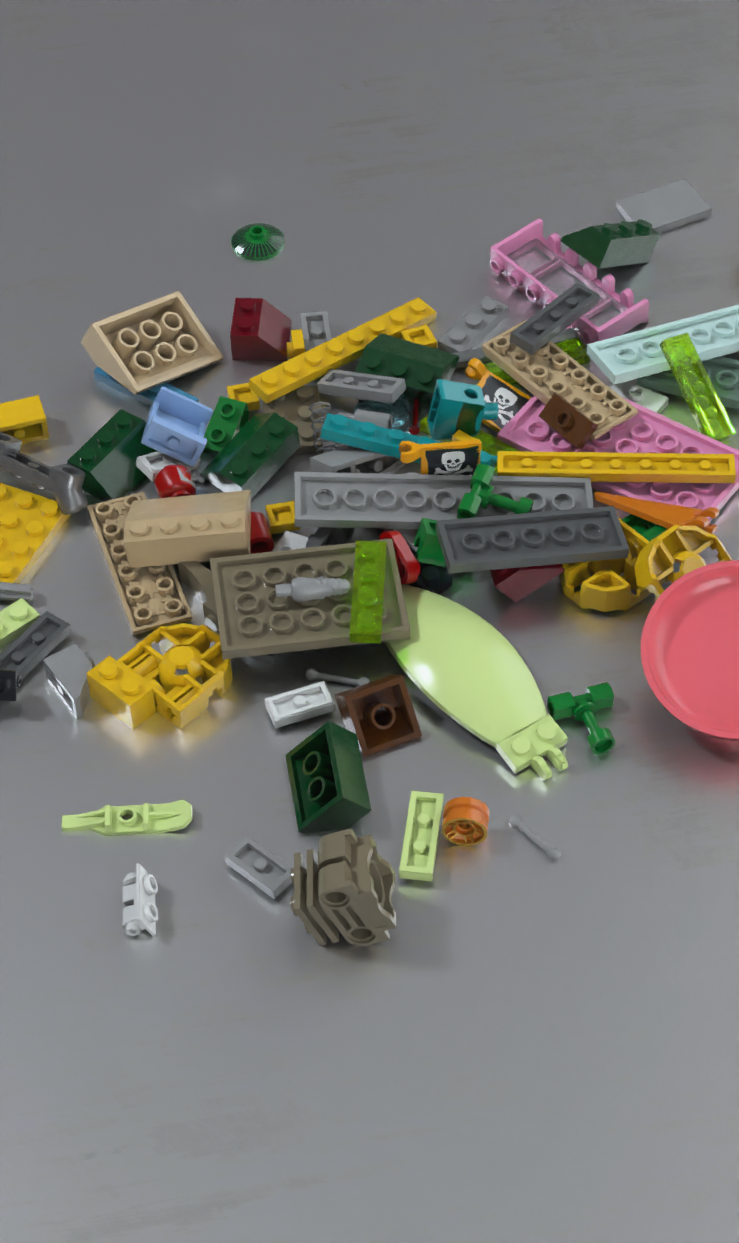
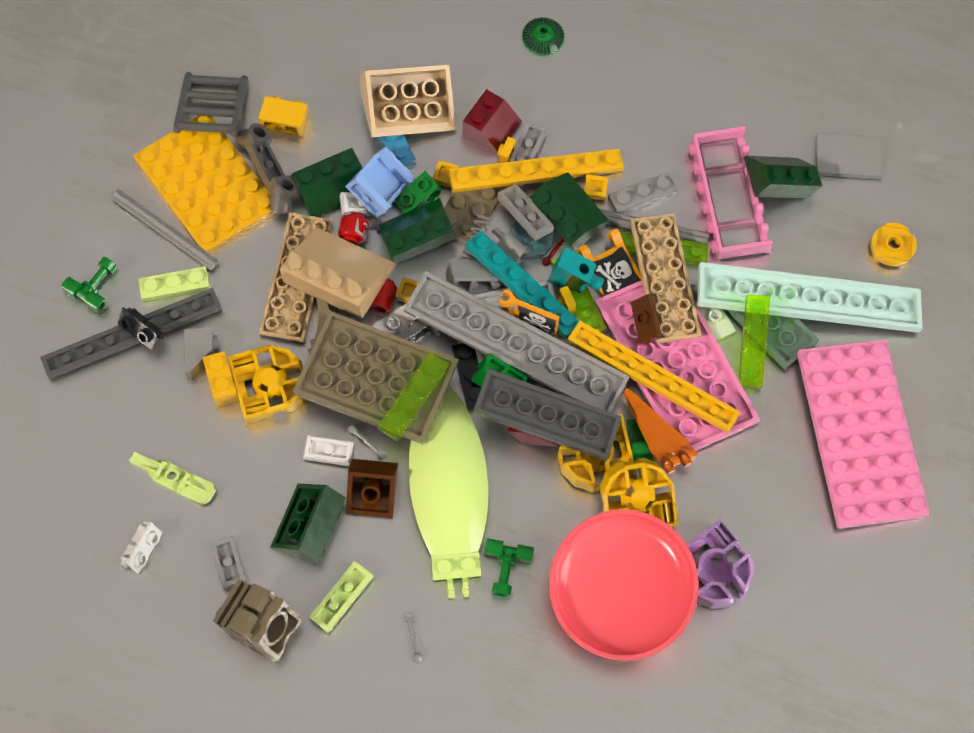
camera: 25 degrees right, 20 degrees up
(308, 589) = (377, 375): light grey piece -> none
(407, 563) = (459, 382): red plate -> none
(465, 821) = (372, 604): orange wheel -> none
(482, 495) = (540, 357): green bar -> none
(554, 318) = (691, 227): dark grey plate -> none

